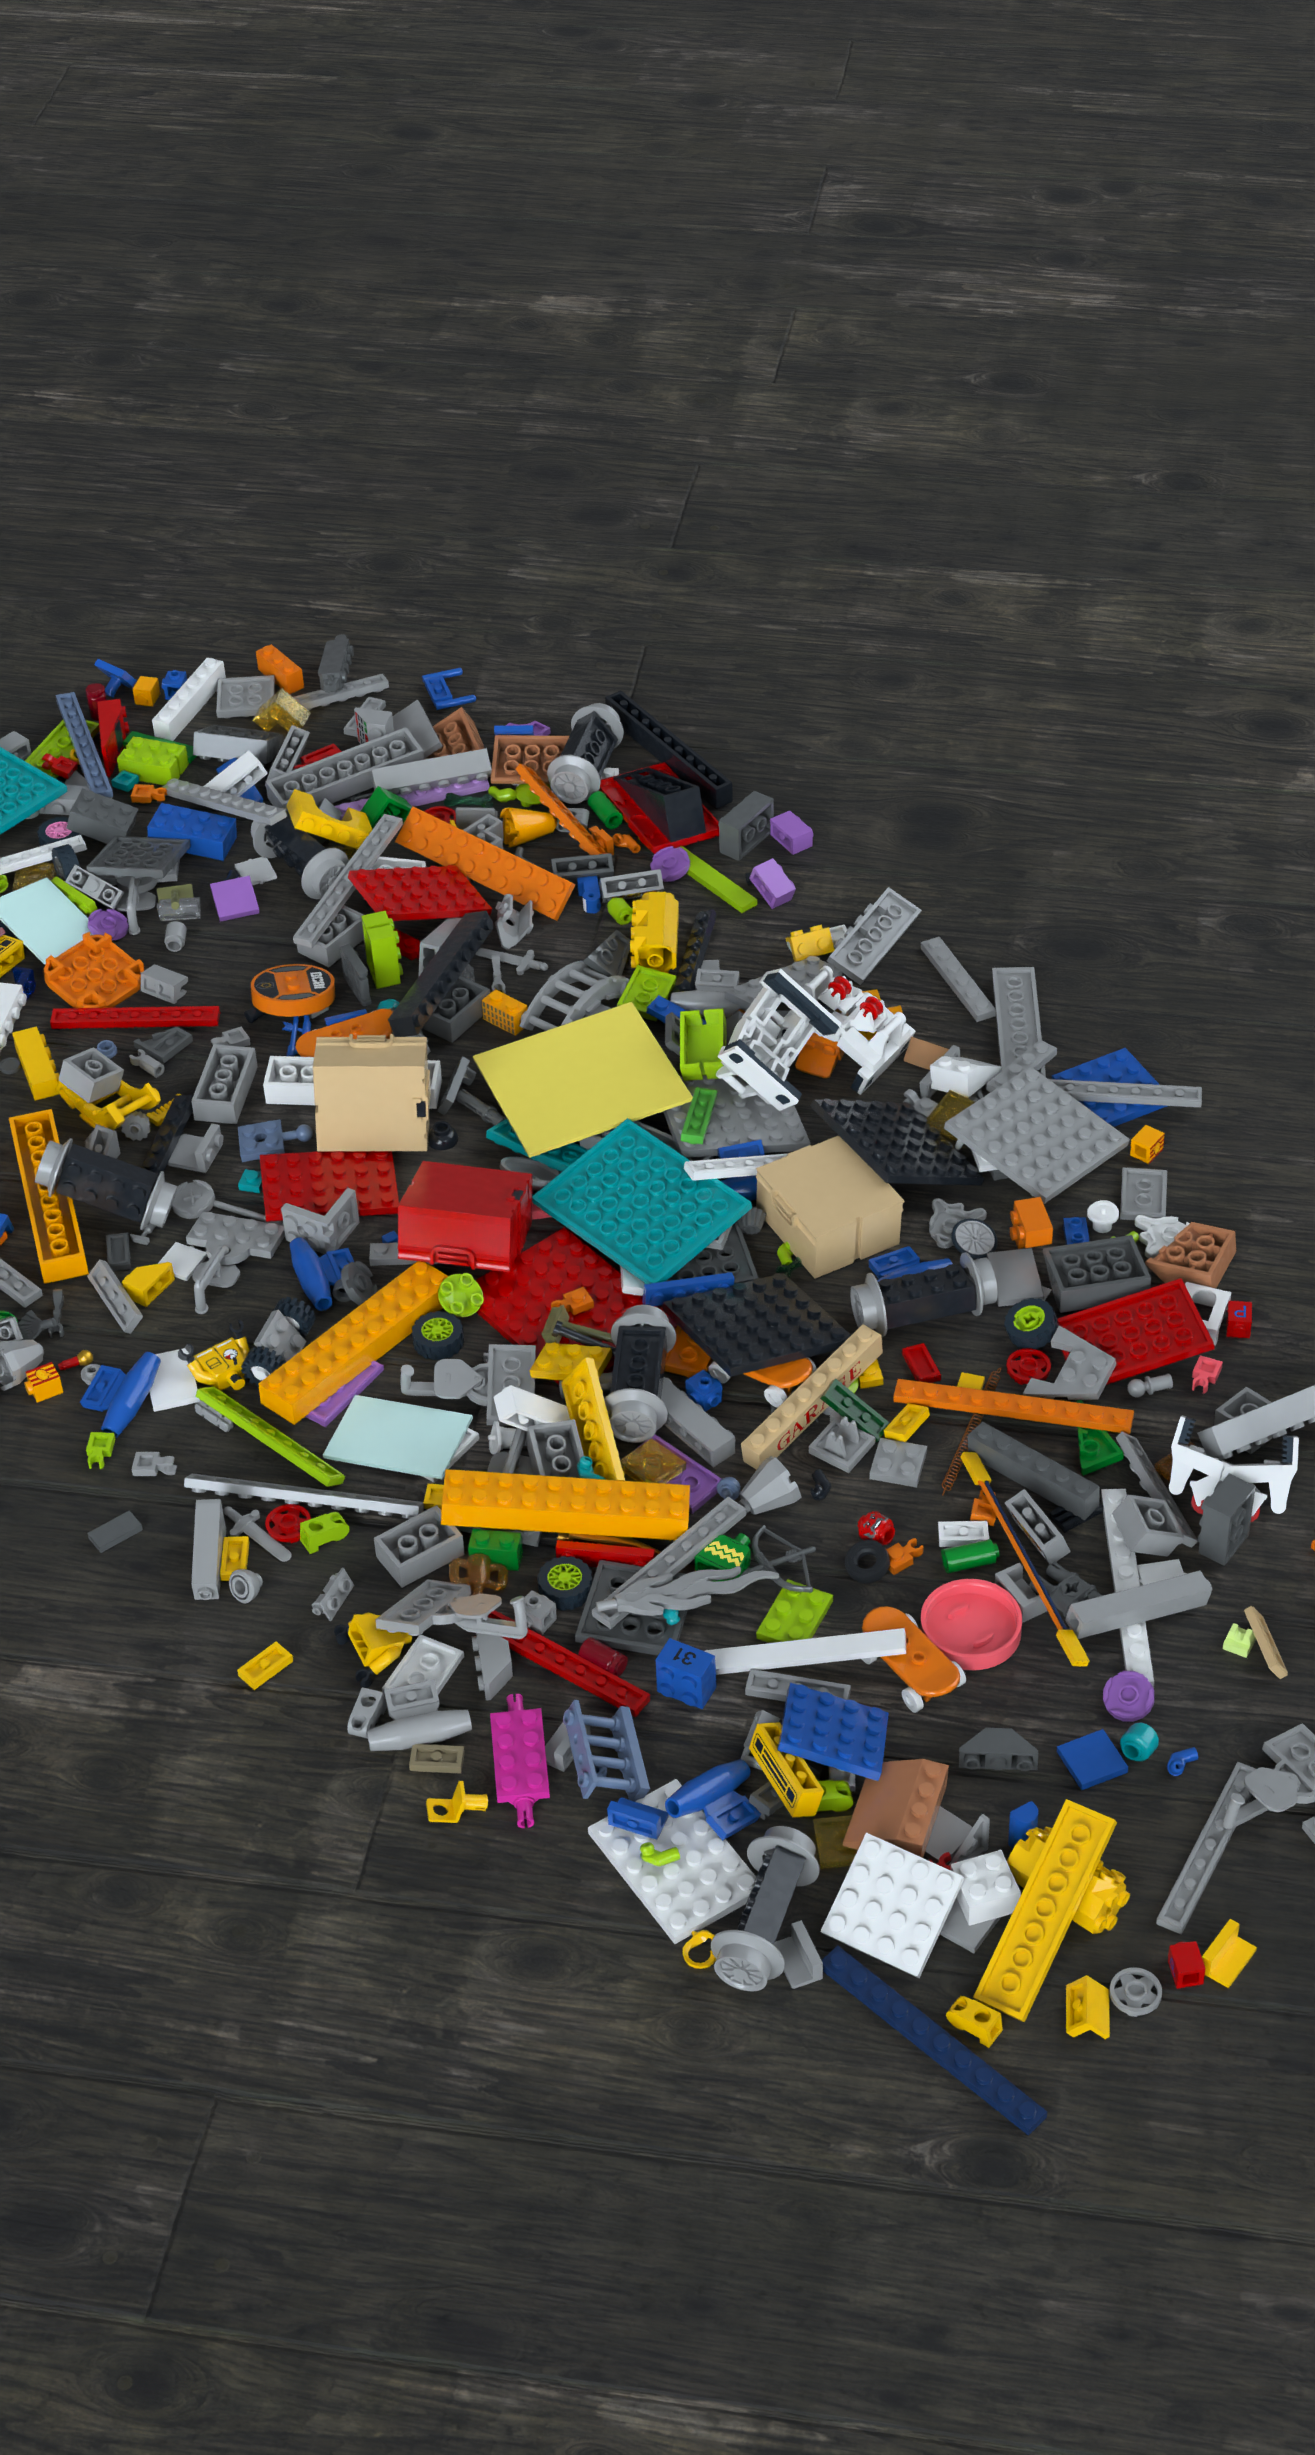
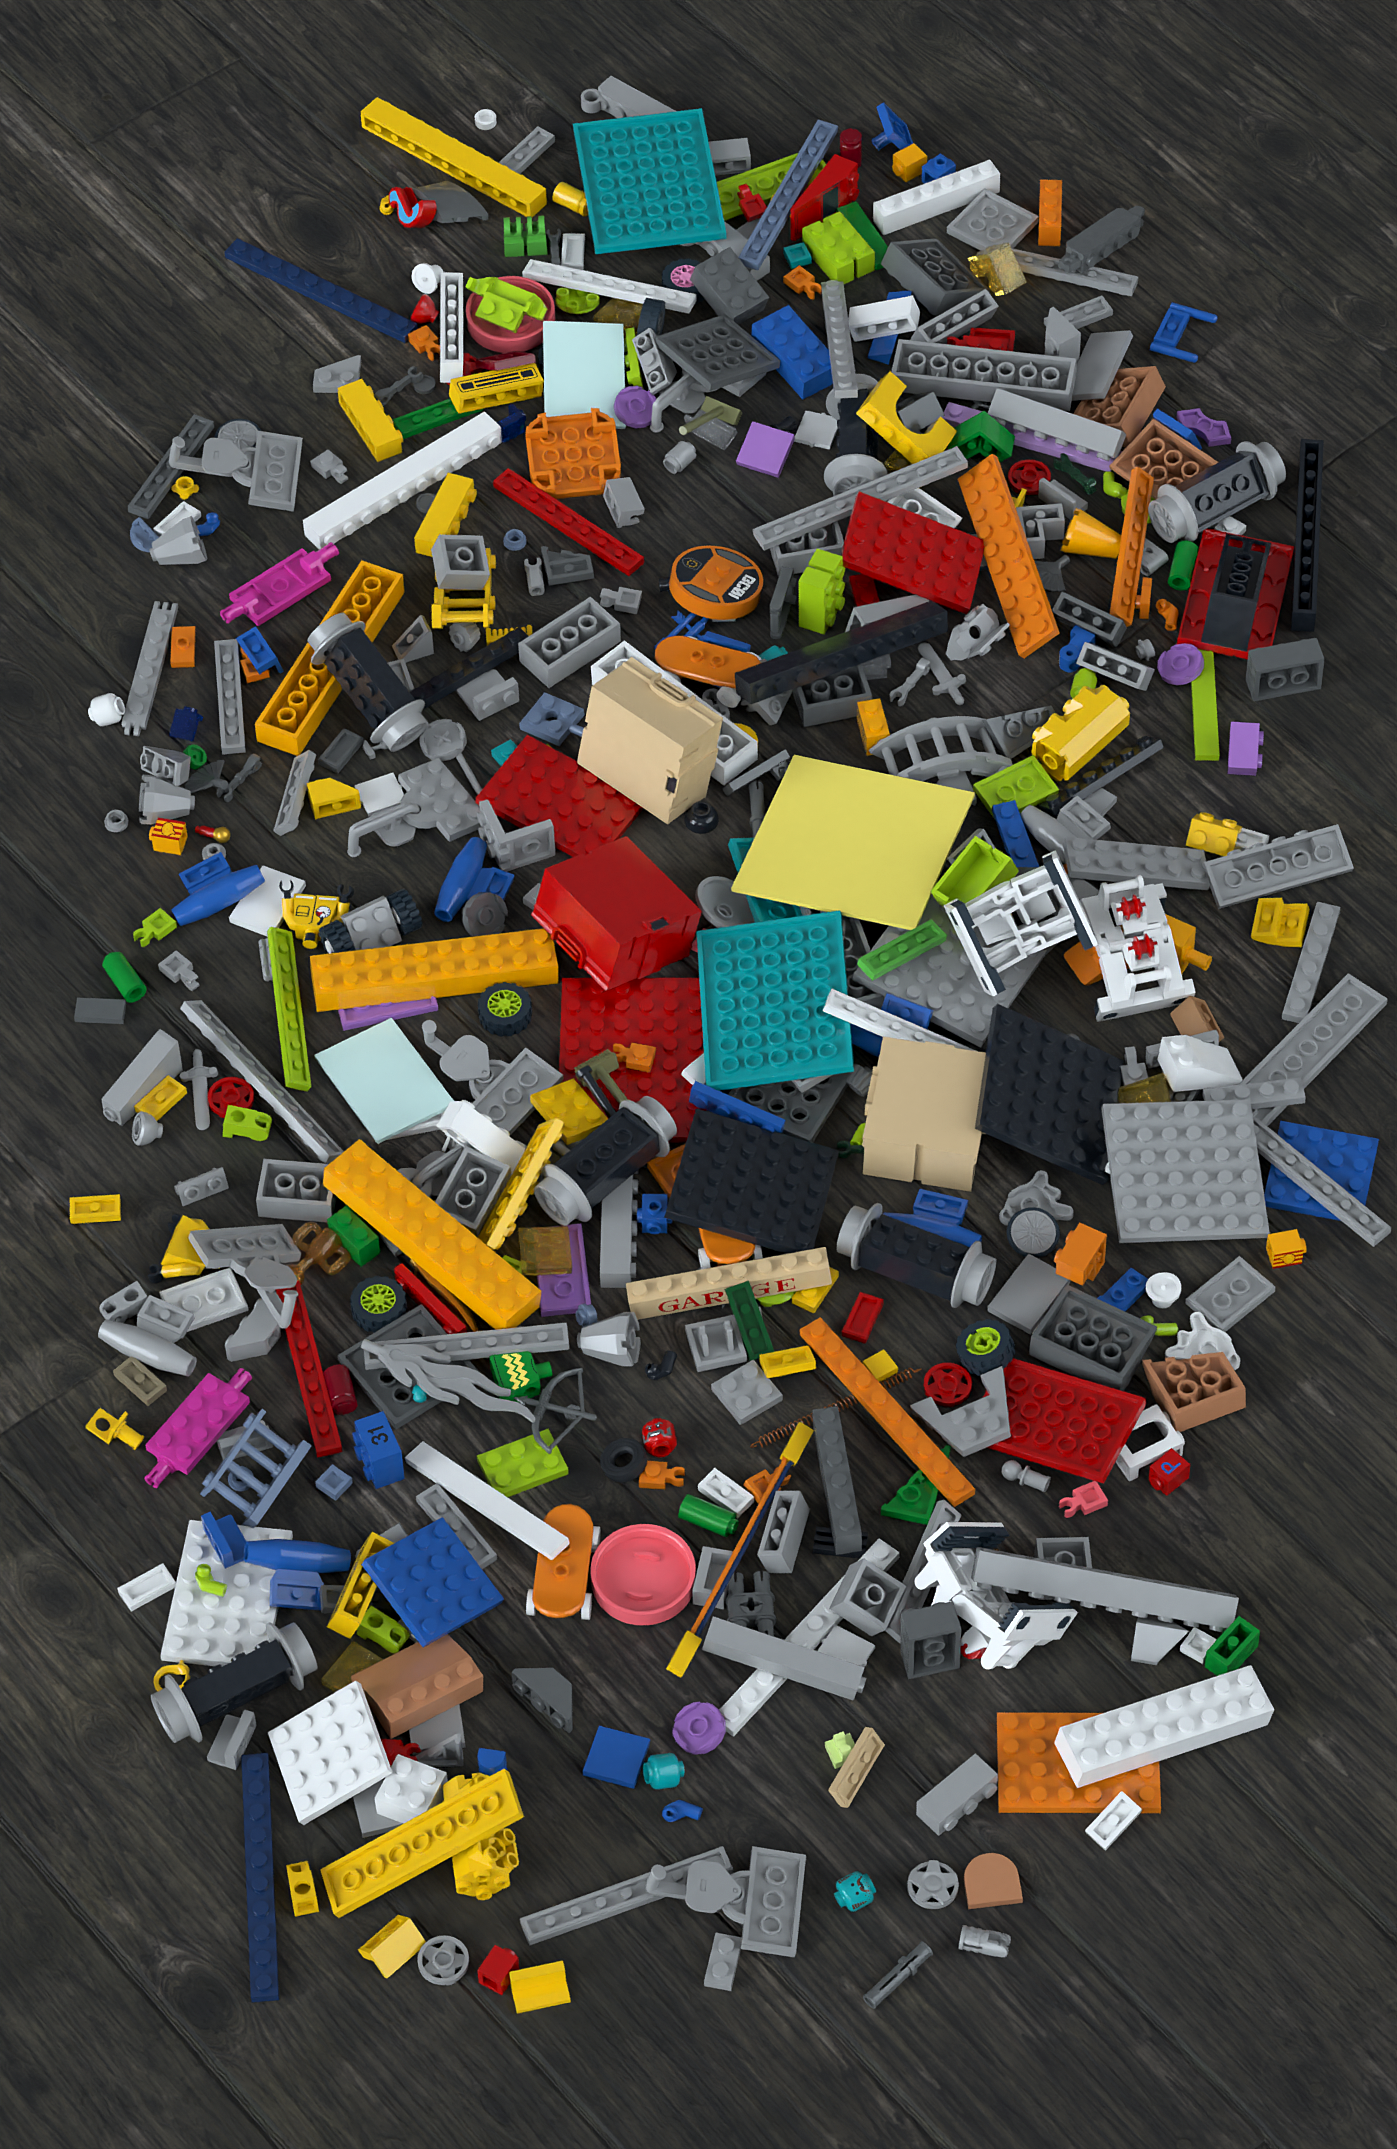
camera: 40 degrees right, 10 degrees up
(112, 1494) = (124, 976): none -> green brick
(460, 1295) = (551, 984): lime dish -> none
(539, 1612) = (327, 1313): light grey brick -> none
(585, 1469) = (475, 1220): teal arm -> none
(605, 1900) = (146, 1587): none -> white tile
(635, 867) = (1145, 649): none -> light grey plate
(670, 1723) = (334, 1482): none -> sand blue plate
(791, 832) = (1326, 703): medium lavender brick -> none
(911, 968) = (1280, 922): none -> yellow slope

